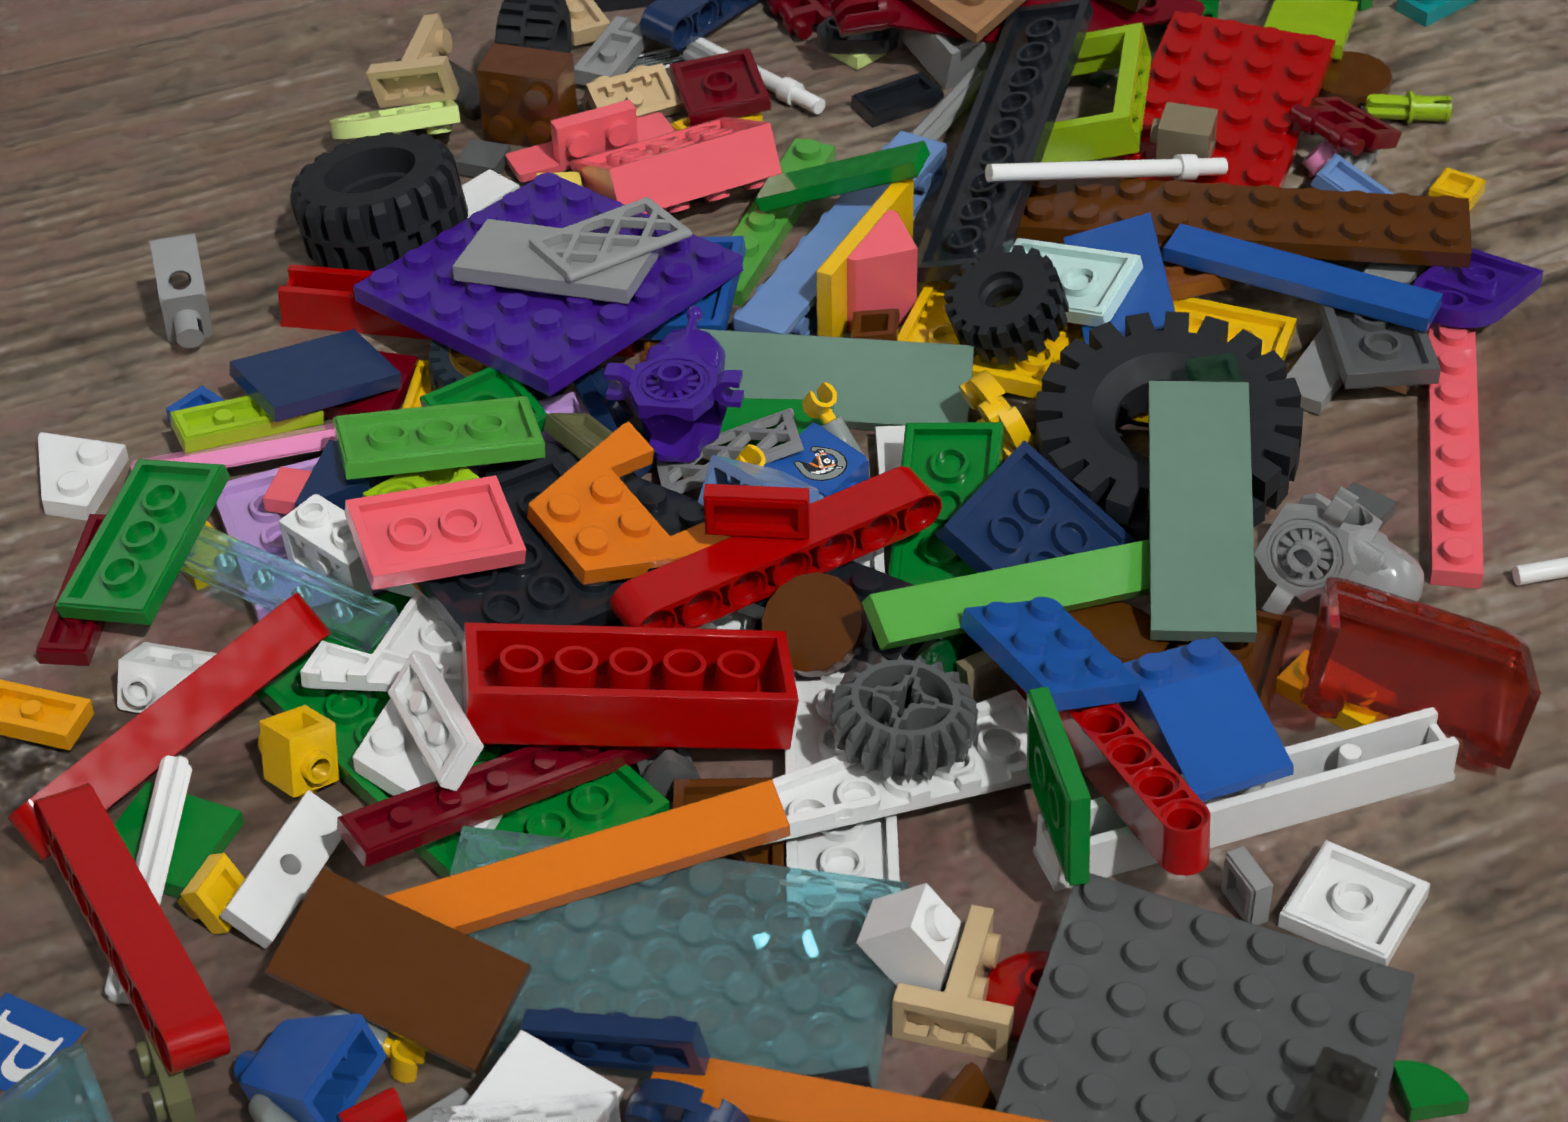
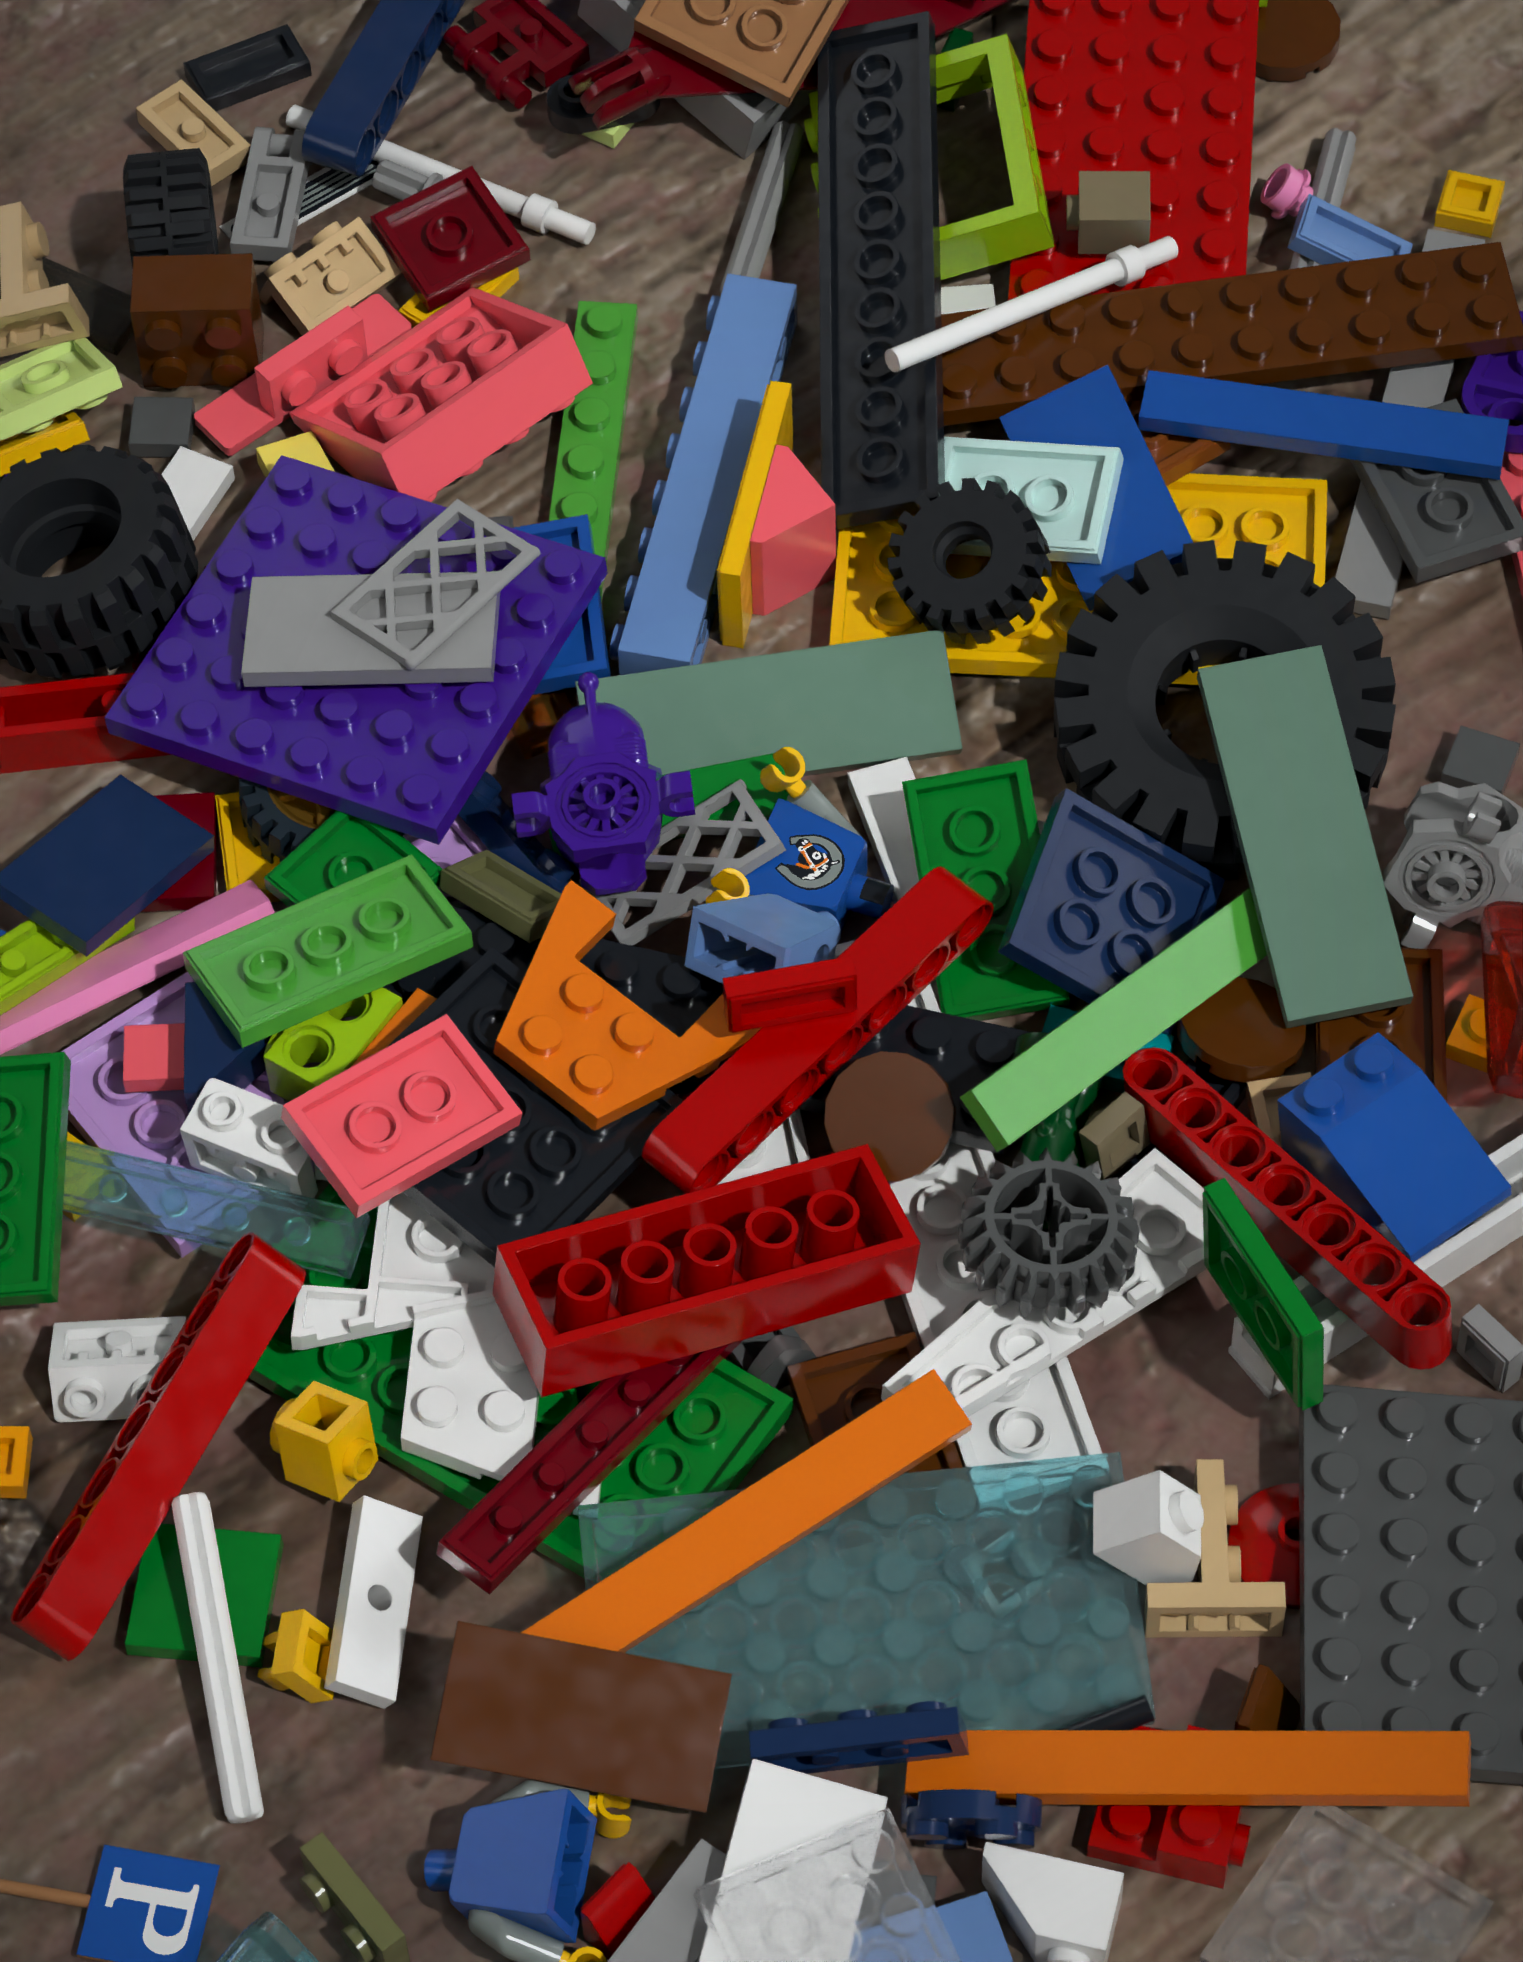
camera: 15 degrees left, 15 degrees up
(132, 930) = (243, 1740): red beam -> none
(435, 720) = (500, 1379): white tile -> none
(843, 176) = (689, 390): green tile -> none
(876, 324) = (800, 618): reddish brown slope -> none
(896, 99) = (689, 195): black tile -> none
(986, 394) = (1003, 734): yellow plate -> none
(1049, 648) = (1196, 1108): blue plate -> none
(1213, 368) = (1271, 630): clear green tile -> none
(1344, 126) = (1309, 142): dark red plate -> none
(1409, 107) = (1375, 71): lime axle -> none

